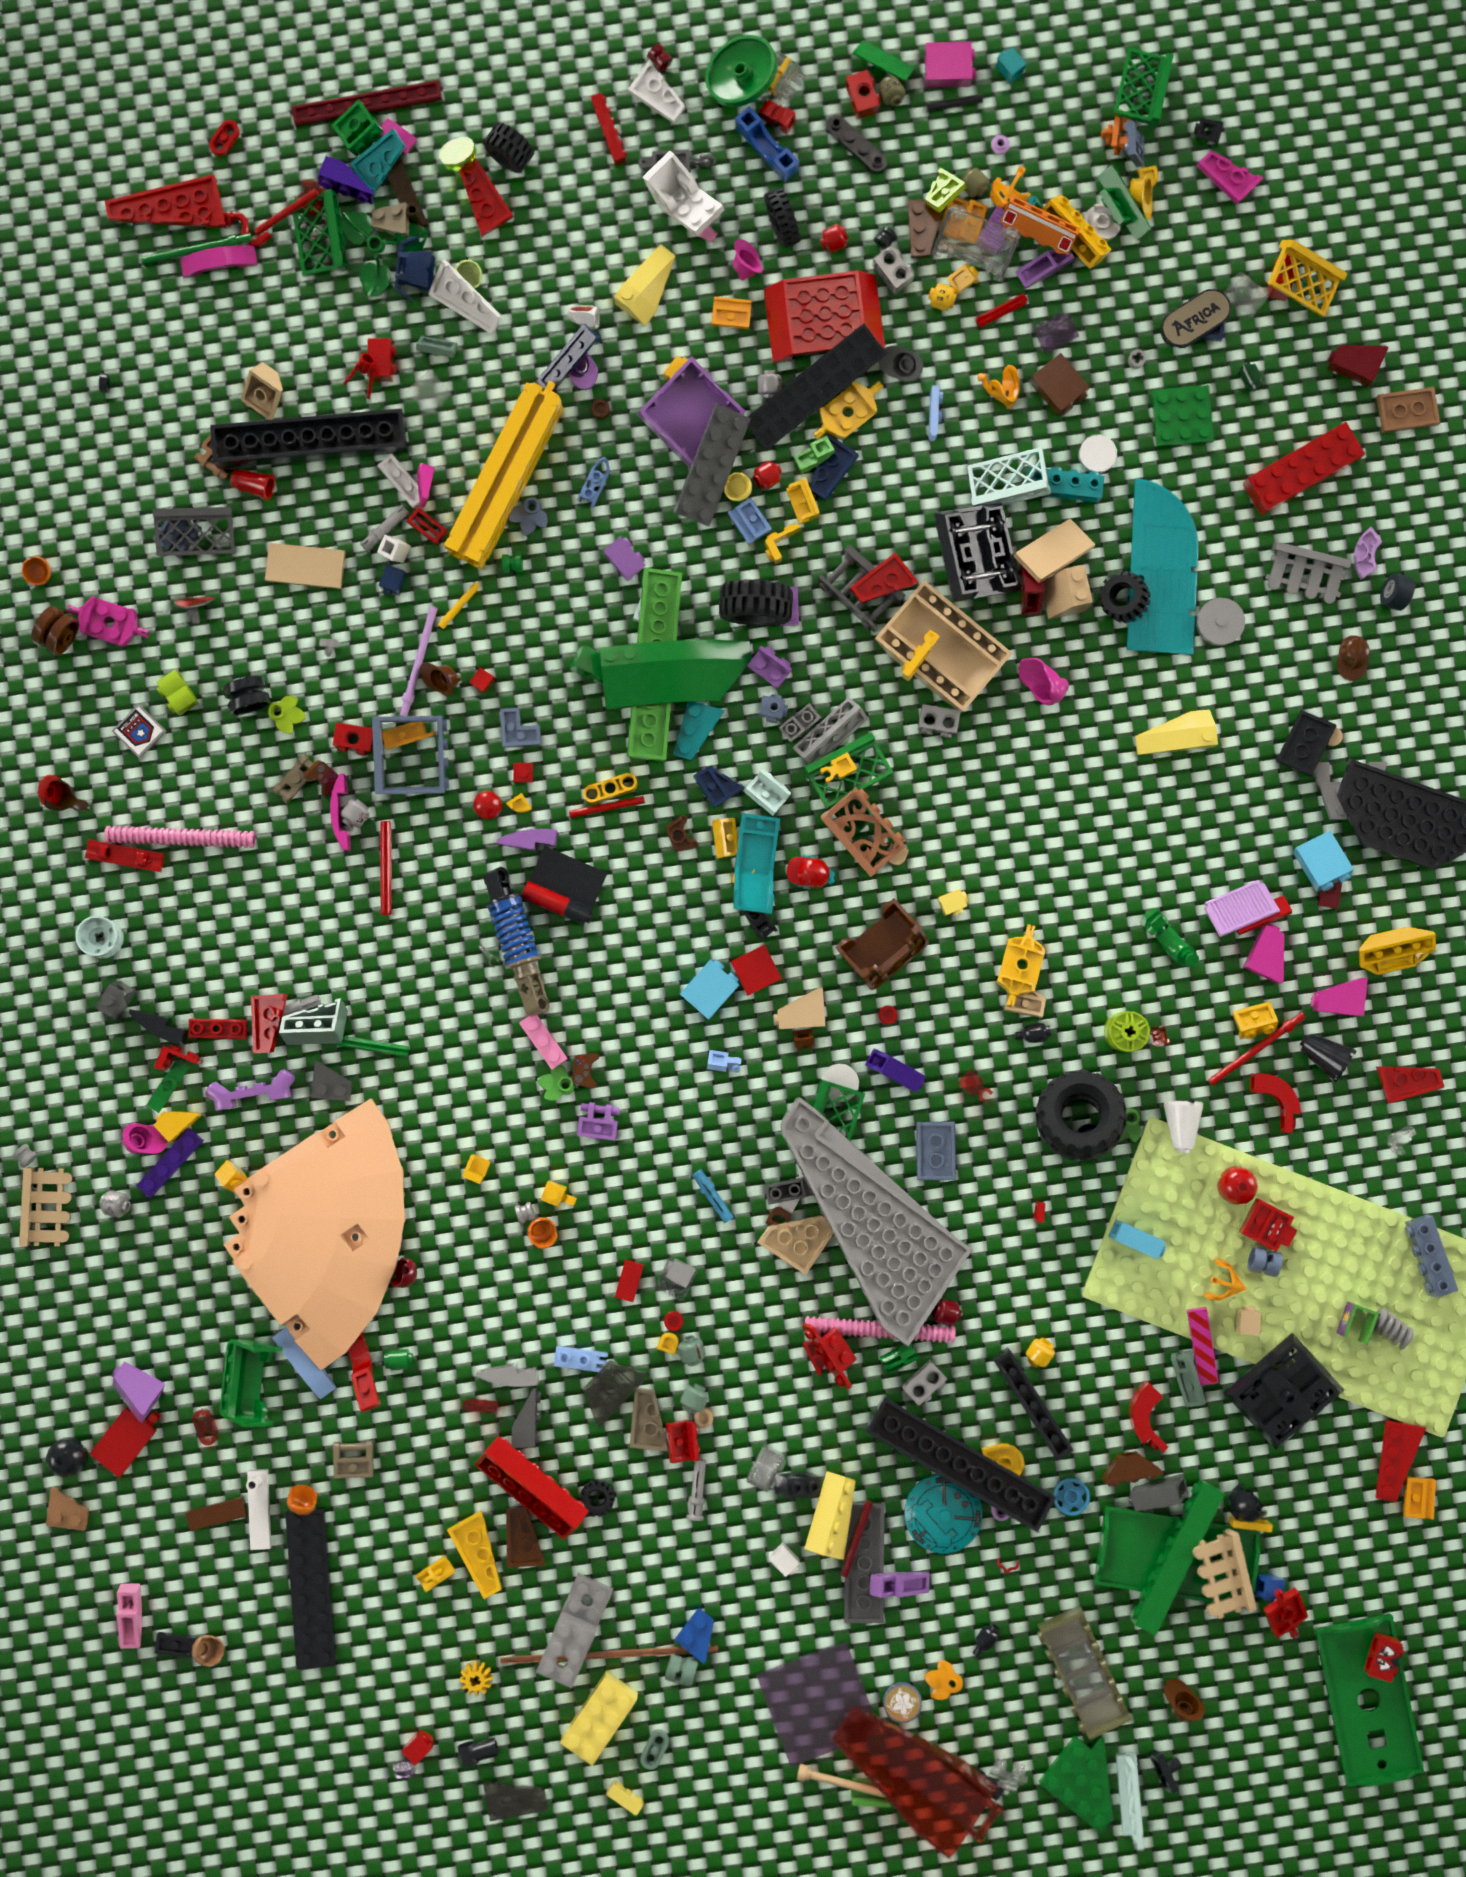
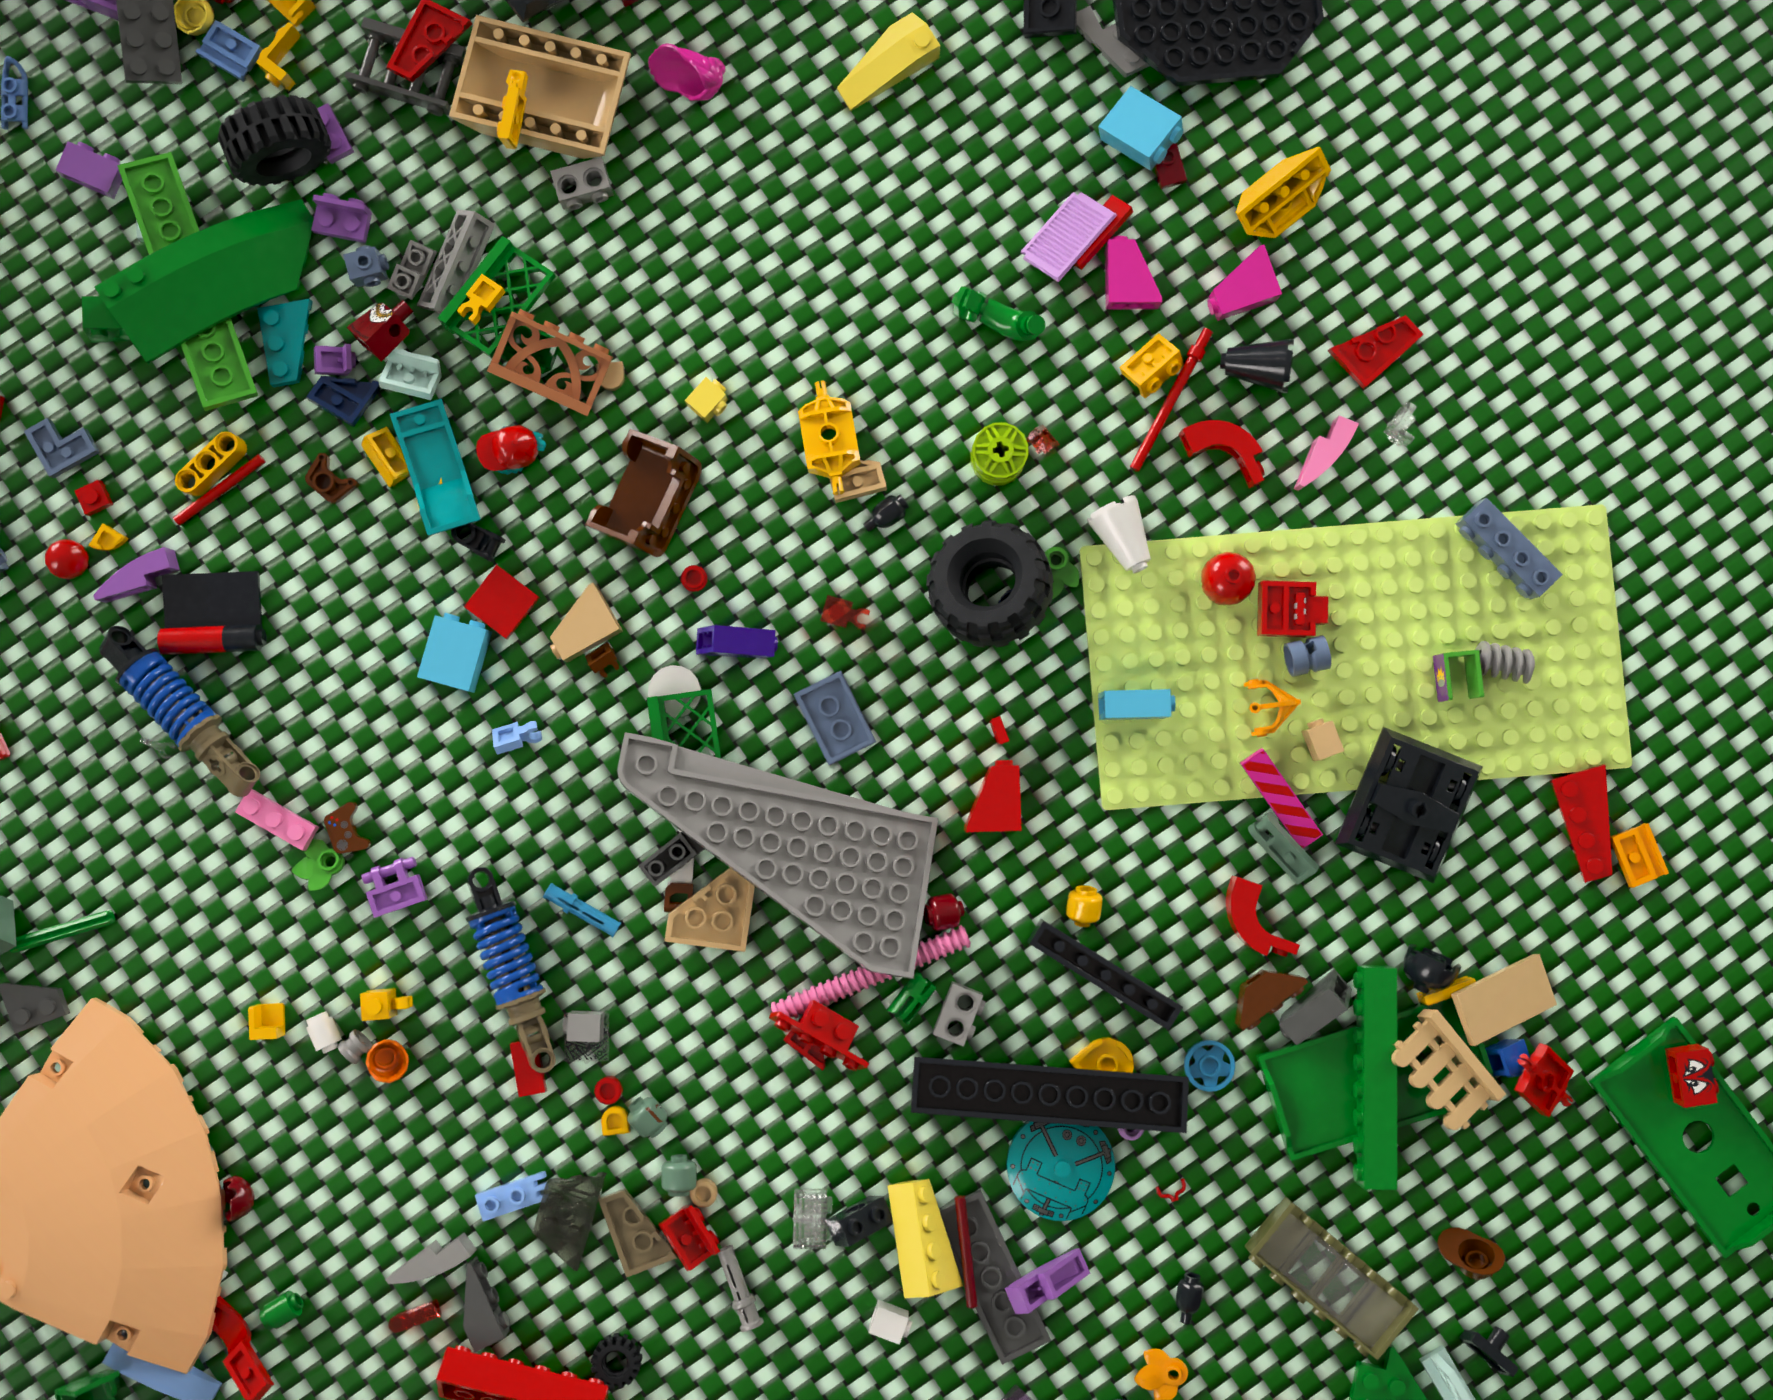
camera: 30 degrees left, 0 degrees up
(509, 1194) = (323, 1032): none -> white brick
(652, 1211) = (510, 967): none -> piece
(722, 759) = (334, 360): none -> medium lavender bracket
(763, 755) = (382, 328): none -> dark red torso
(1017, 1257) = (997, 801): none -> red slope
(1285, 1548) = (1504, 999): none -> tan tile
(1342, 1133) = (1326, 450): none -> bright pink slope

